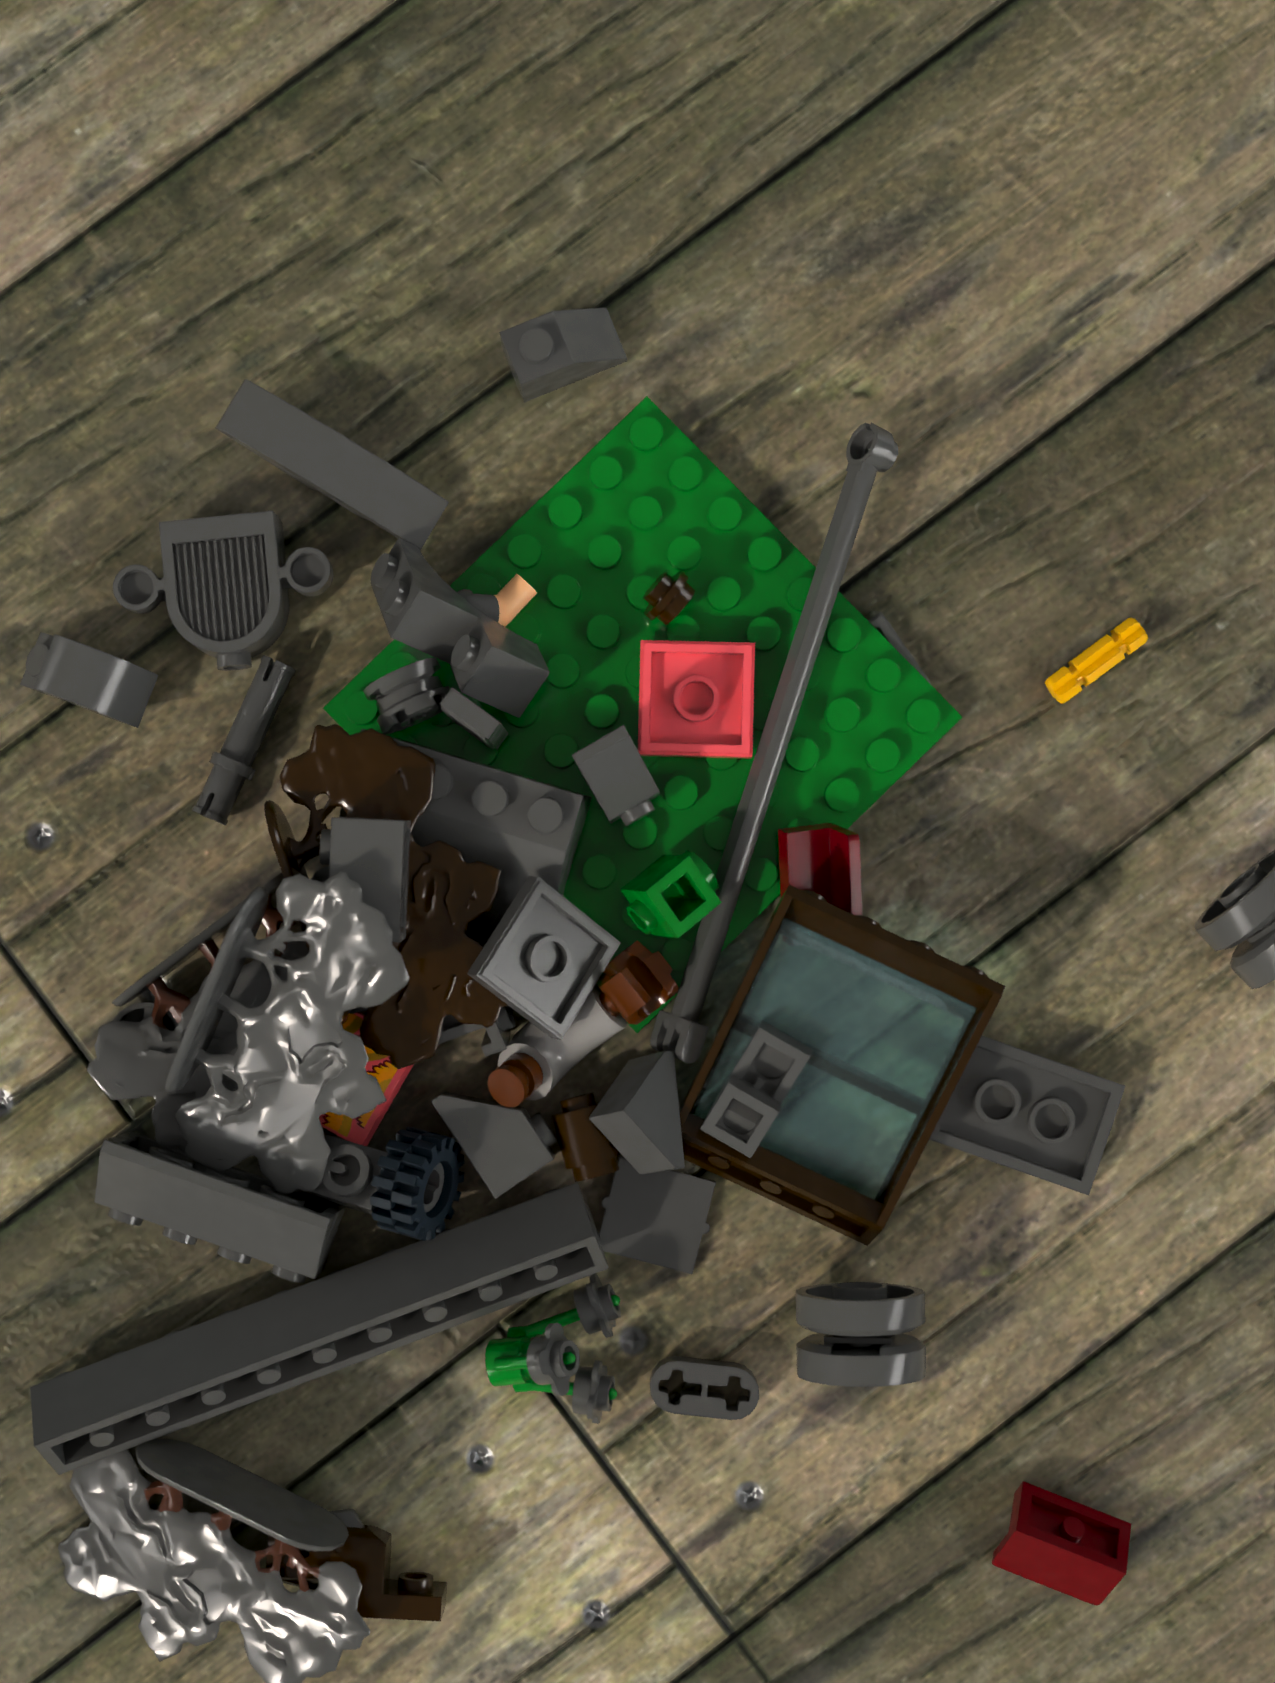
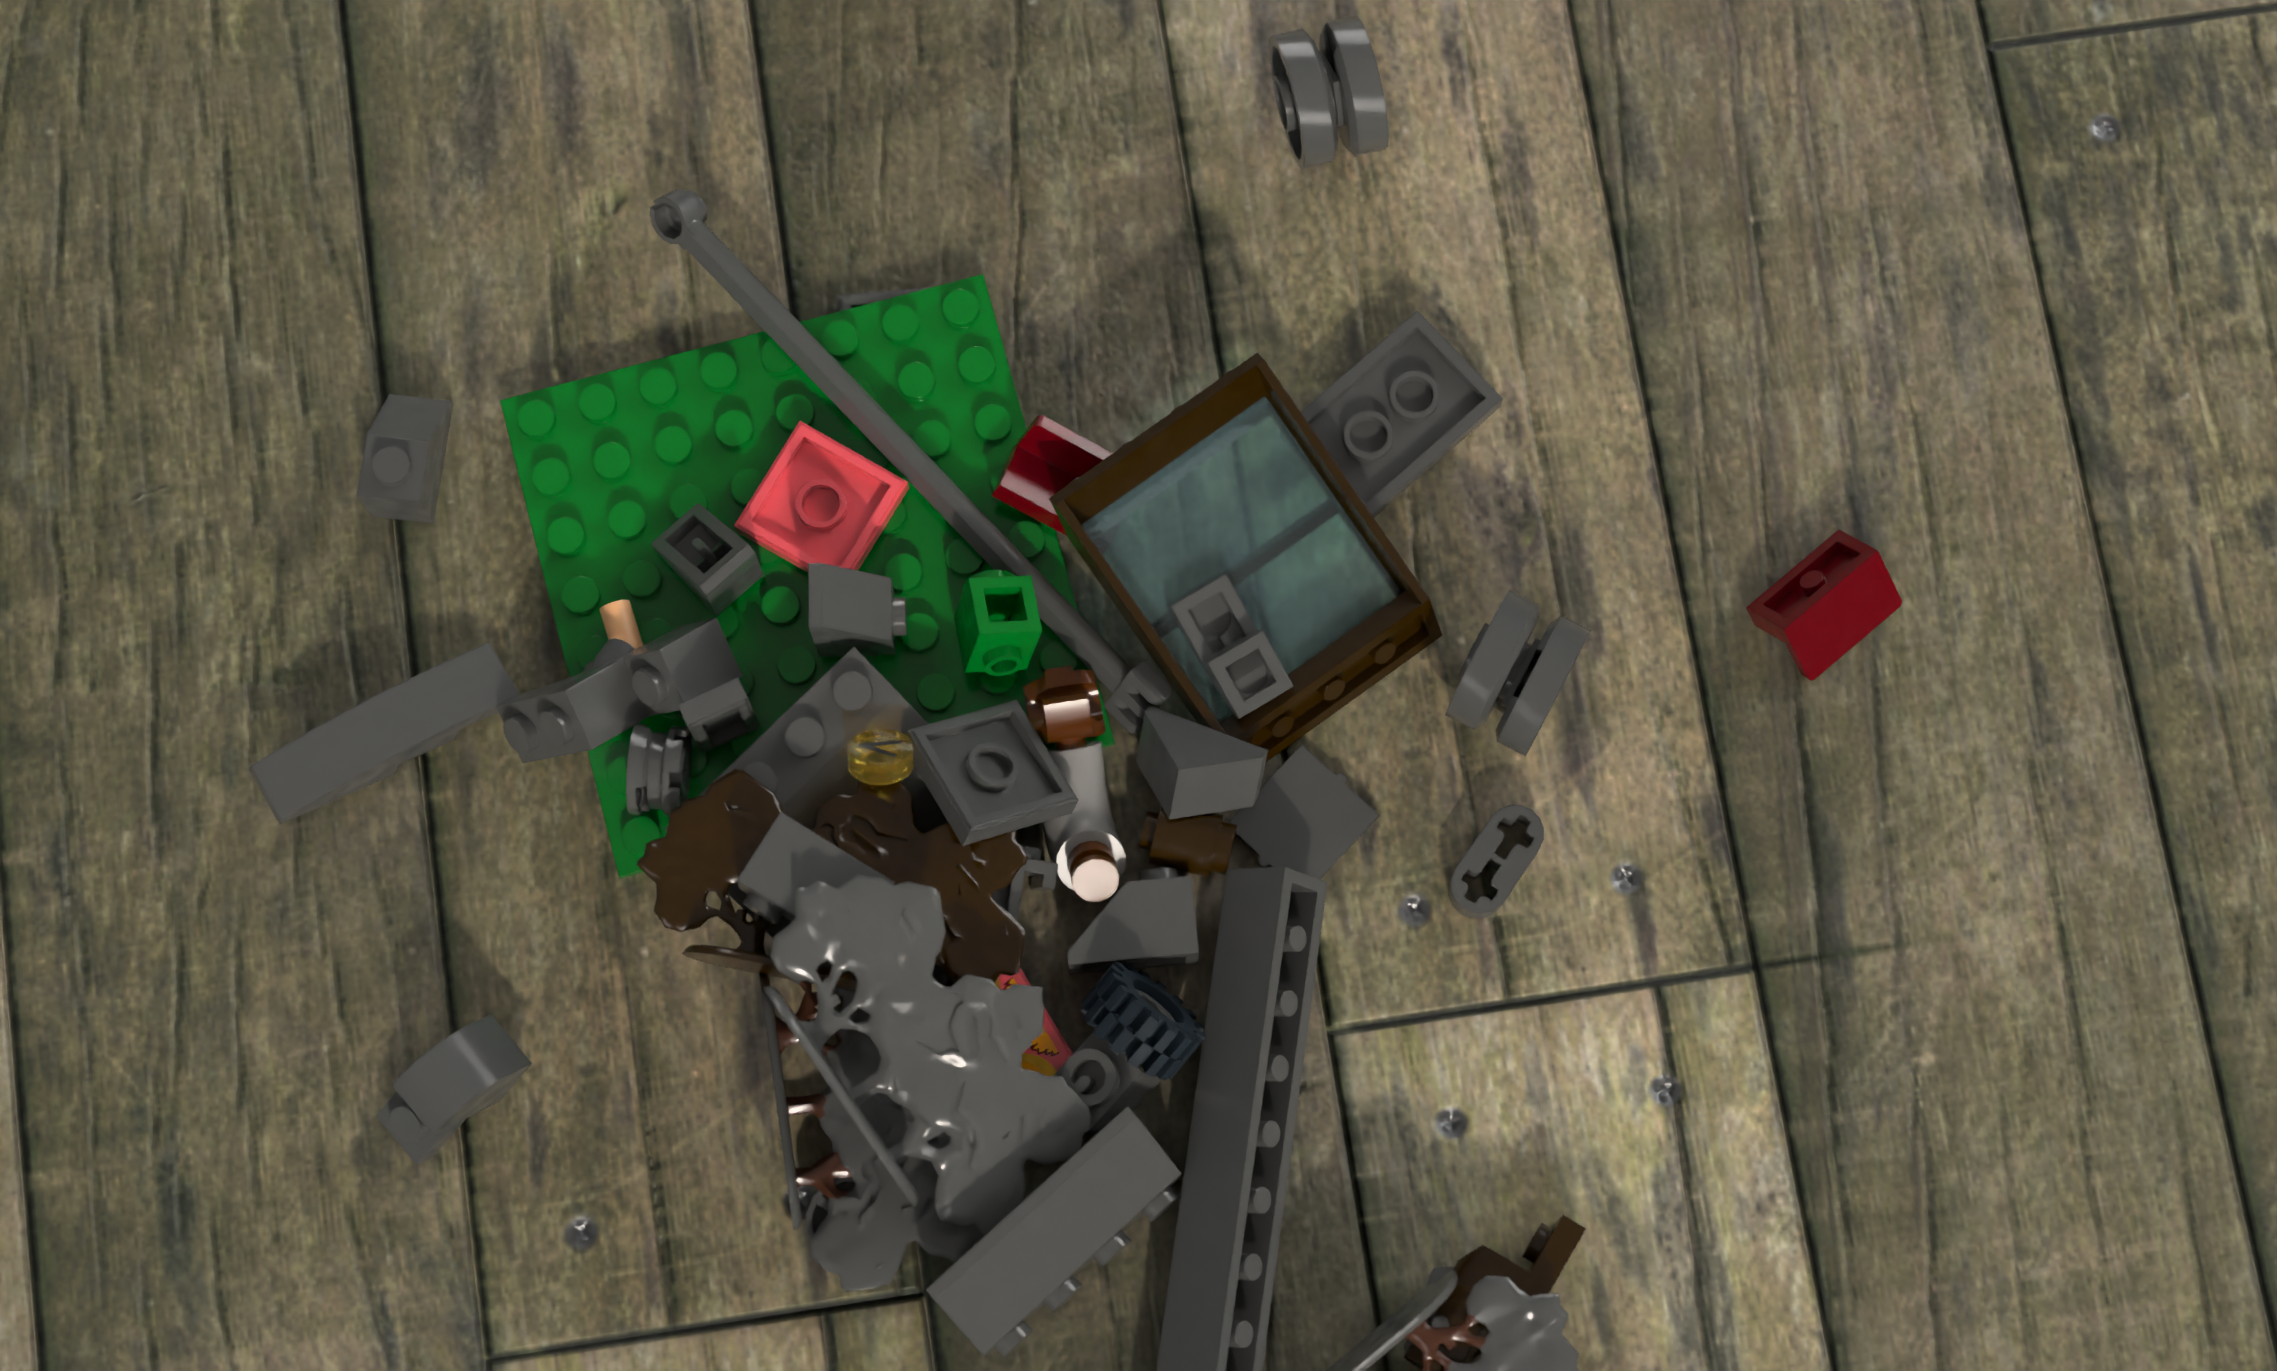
camera: 60 degrees left, 10 degrees down
(225, 583) = (439, 899): dark grey piece -> none
(244, 740) = (621, 989): dark grey pin -> none
(504, 868) = (880, 756): none -> clear yellow tile
(552, 1359) = (1385, 975): dark grey plant -> none
(603, 633) = (709, 558): none -> dark grey slope
(668, 596) = (707, 476): dark brown plate -> none
(1096, 660) = (1000, 126): yellow axle -> none

